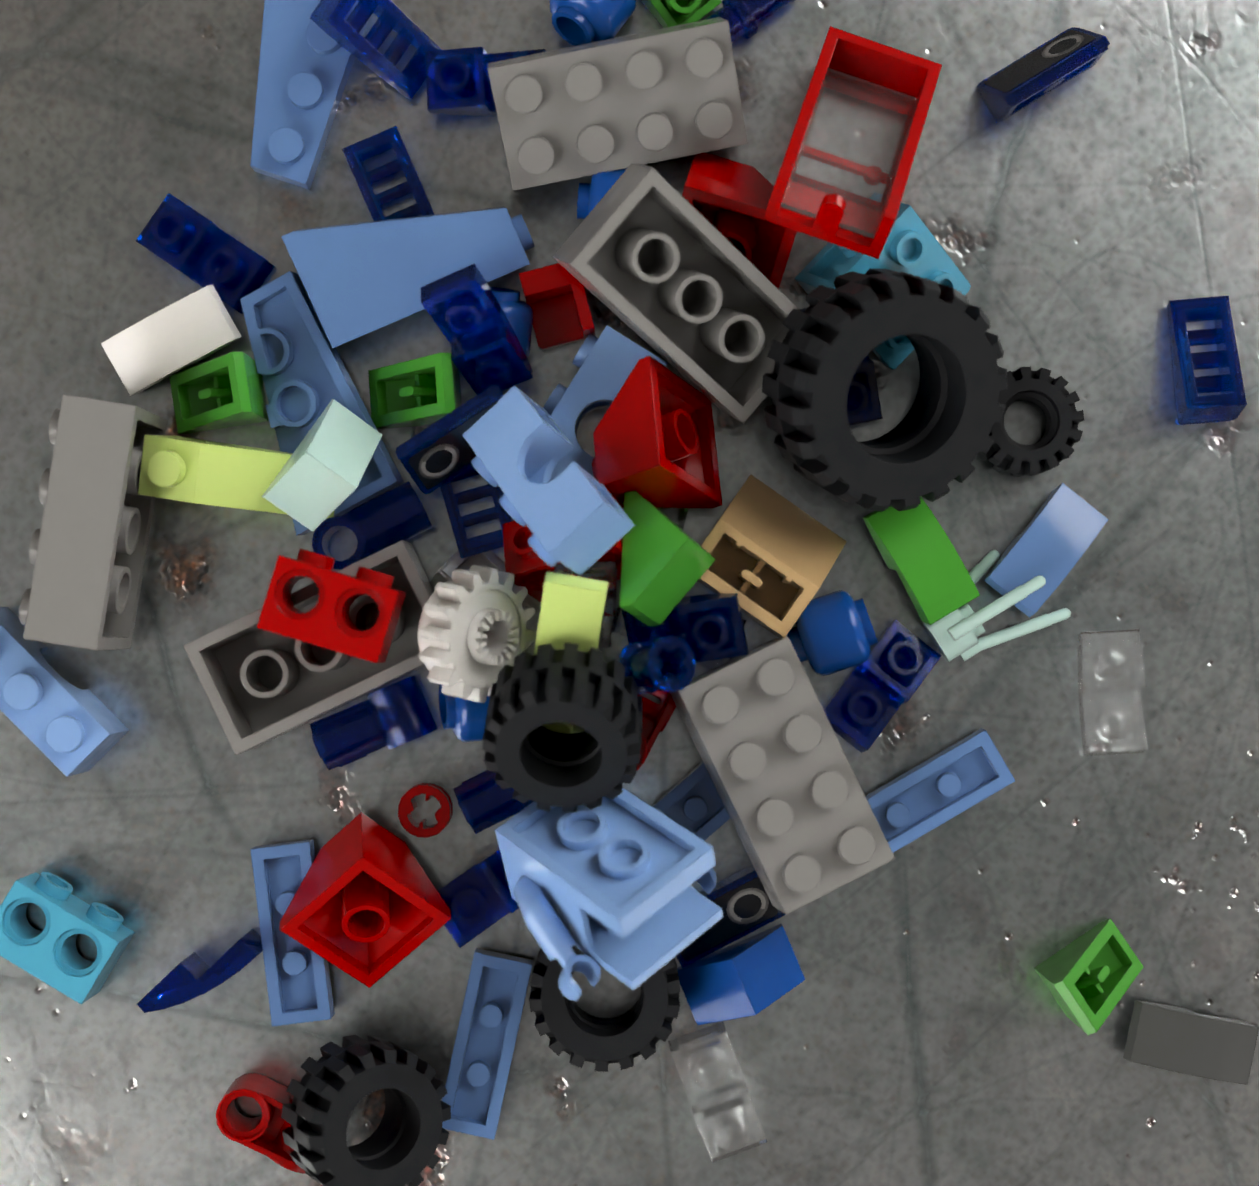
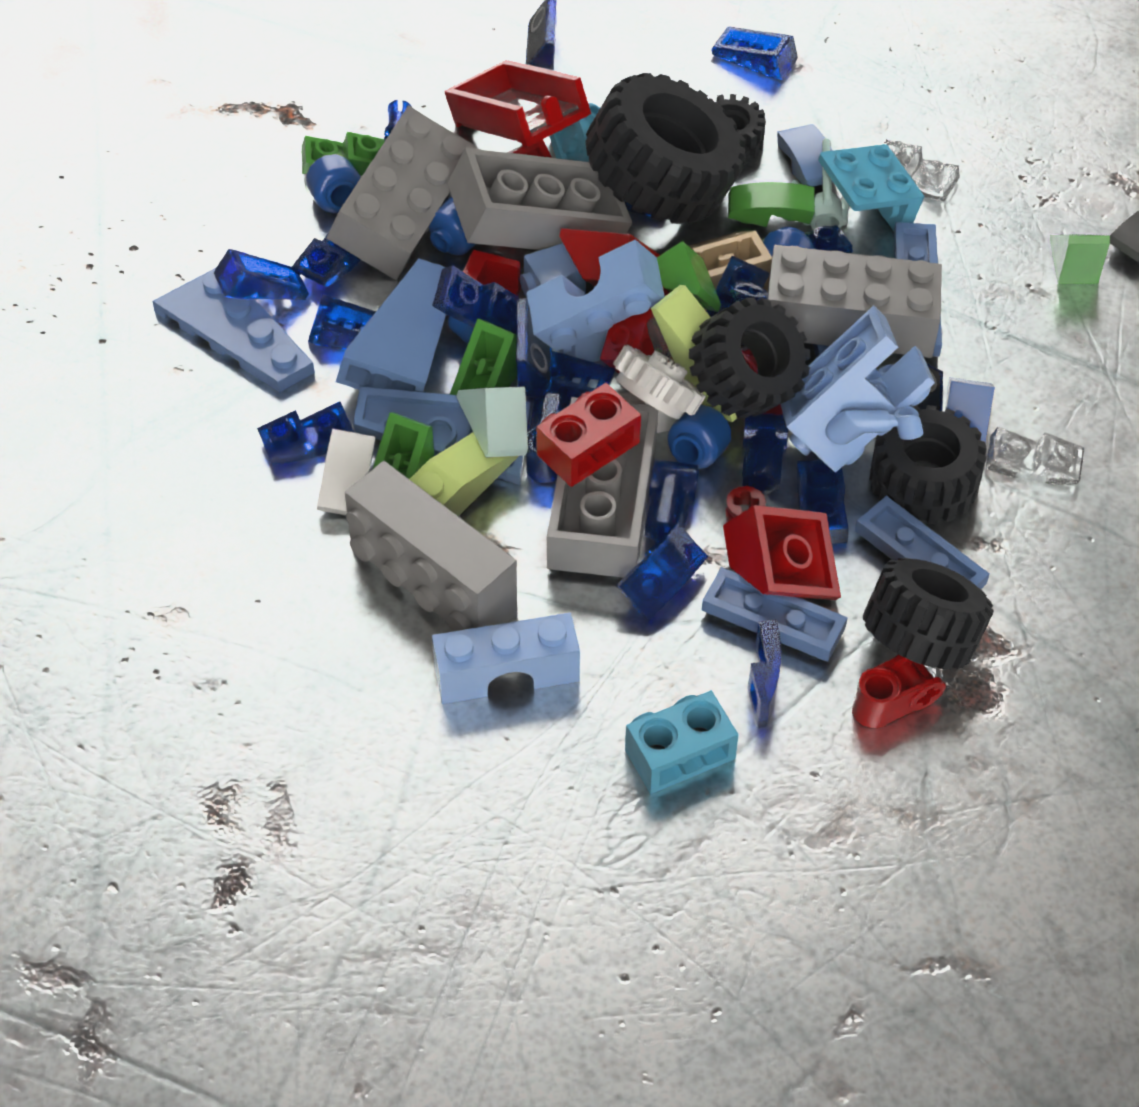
camera: 55 degrees left, 35 degrees down
(270, 785) = (662, 571): none -> clear blue slope
(1016, 671) = (872, 180): none -> medium azure bracket

